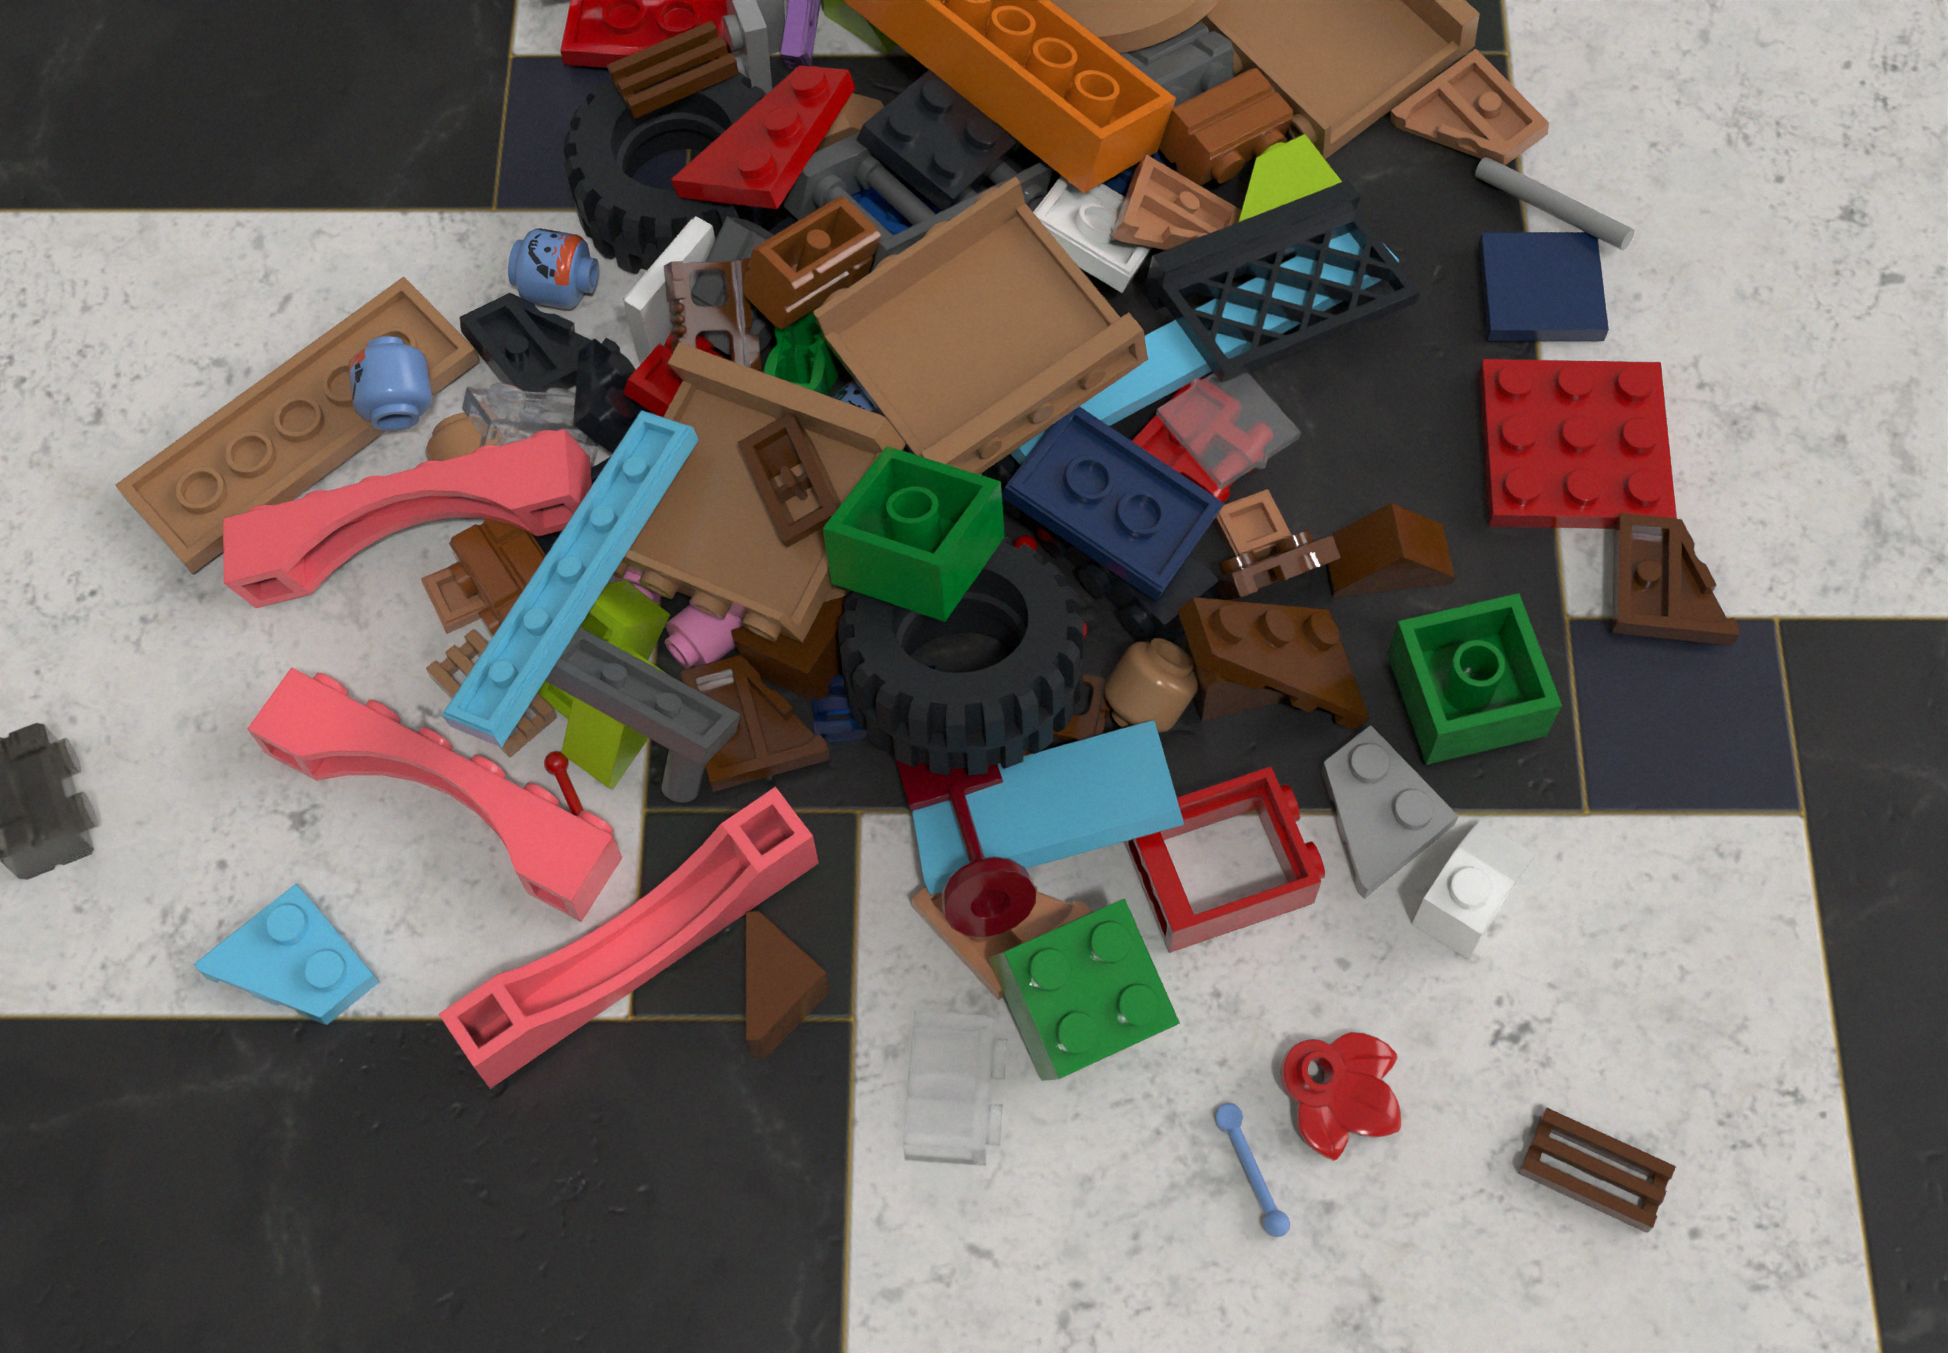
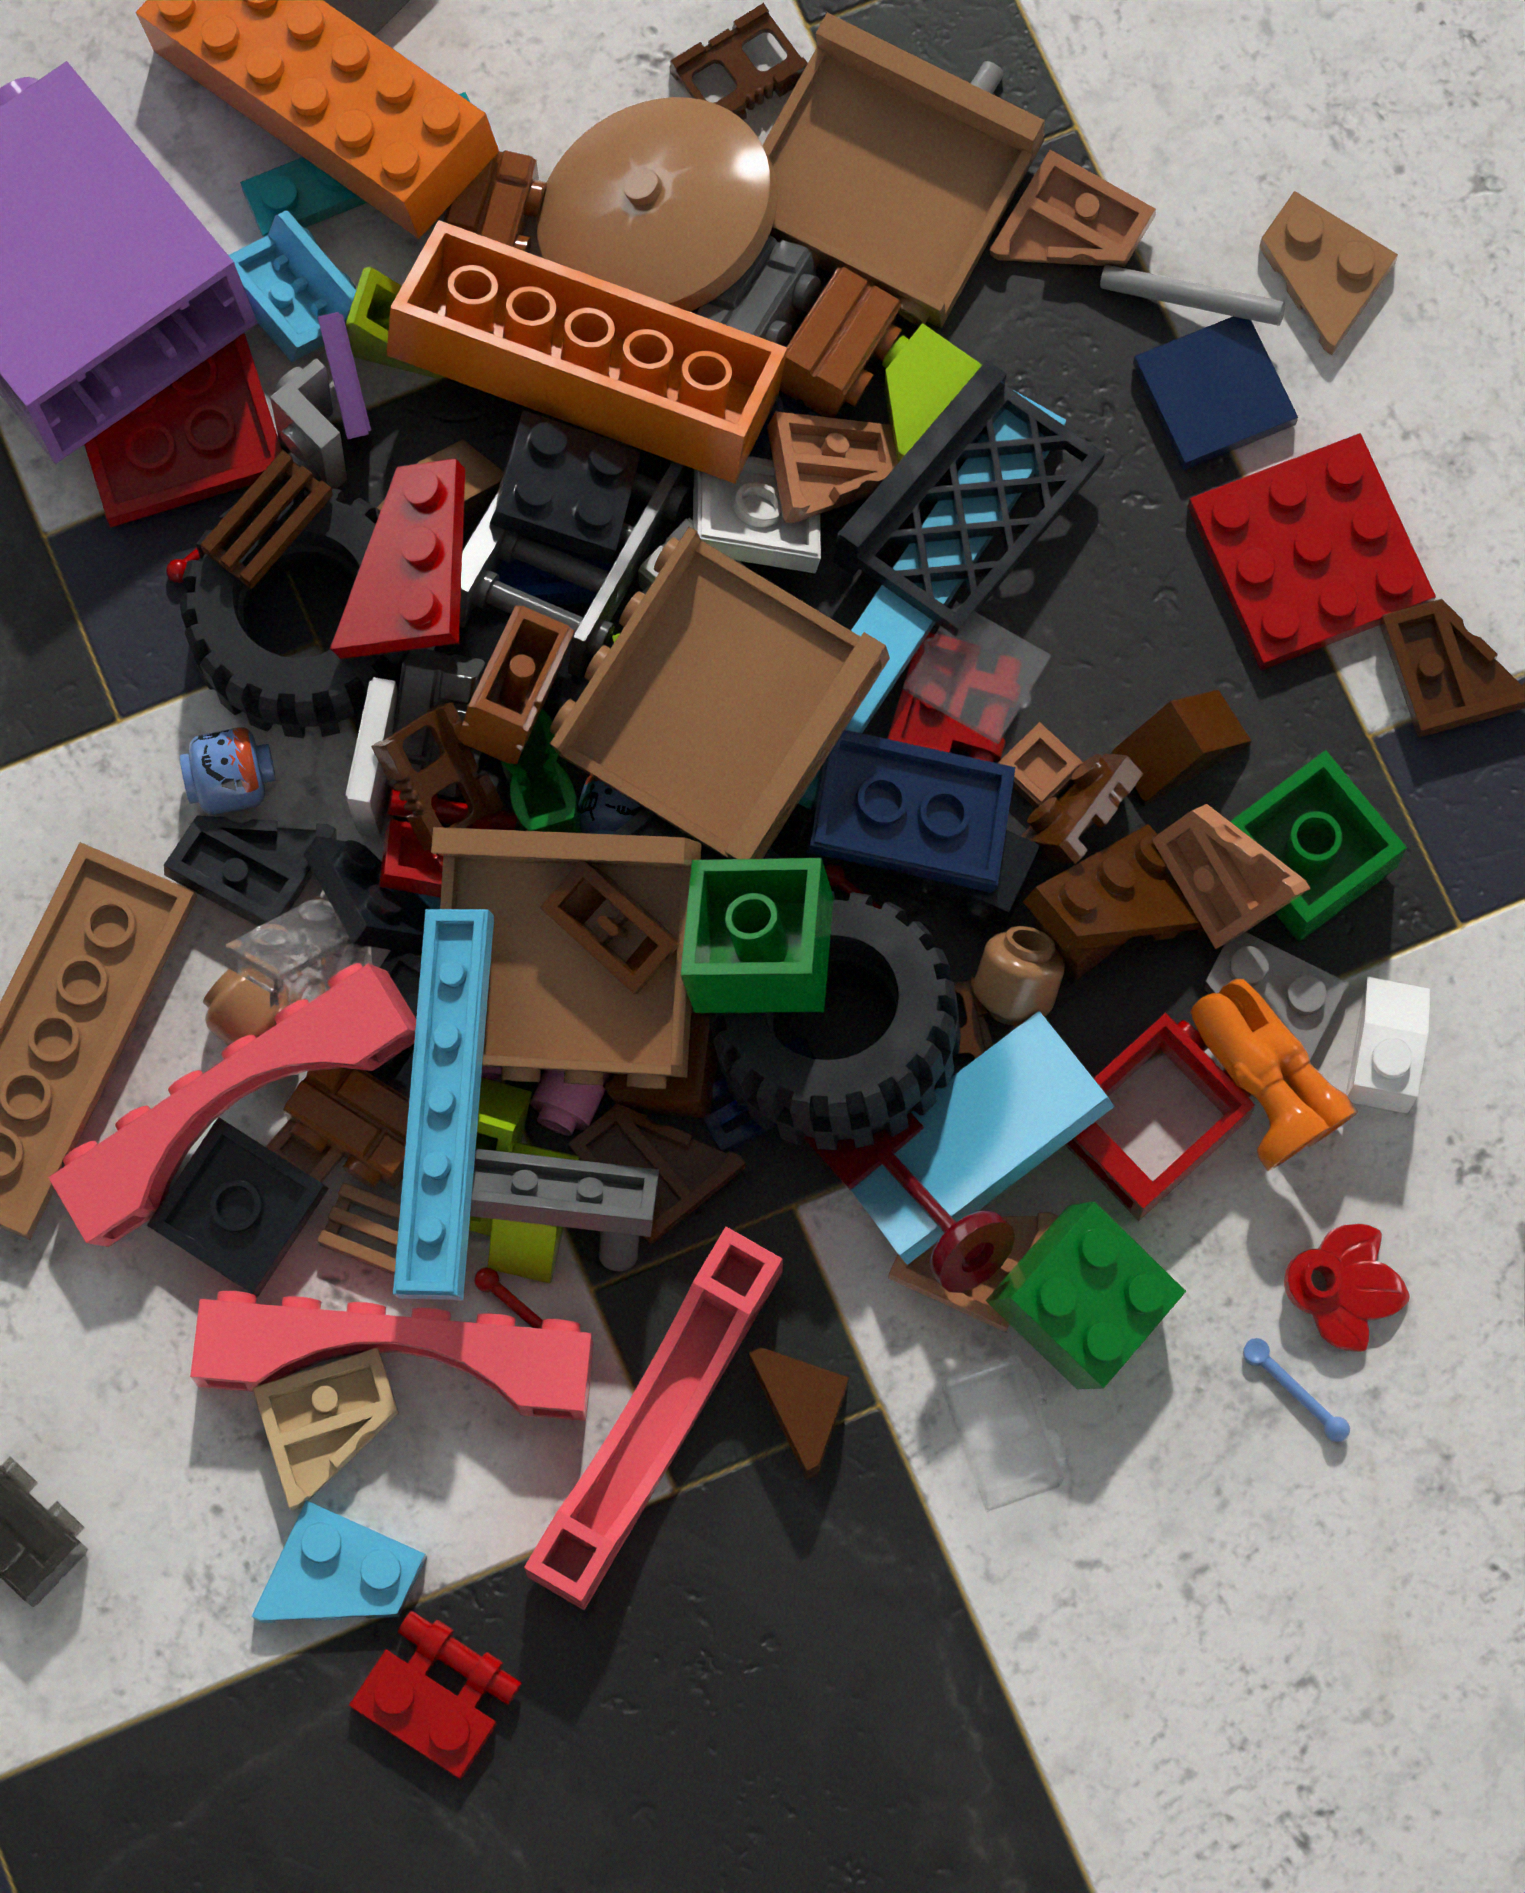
camera: 25 degrees left, 10 degrees up
(298, 1119) = (424, 1712): none -> red plate
(348, 821) = (324, 1419): none -> tan wing
(372, 612) = (238, 1206): none -> black plate
(390, 384) = (140, 970): medium blue head -> none
(1356, 862) = (1273, 1068): none -> orange piece
(1379, 667) = (1225, 874): none -> nougat wing
(1683, 225) = (1325, 265): none -> medium nougat wing

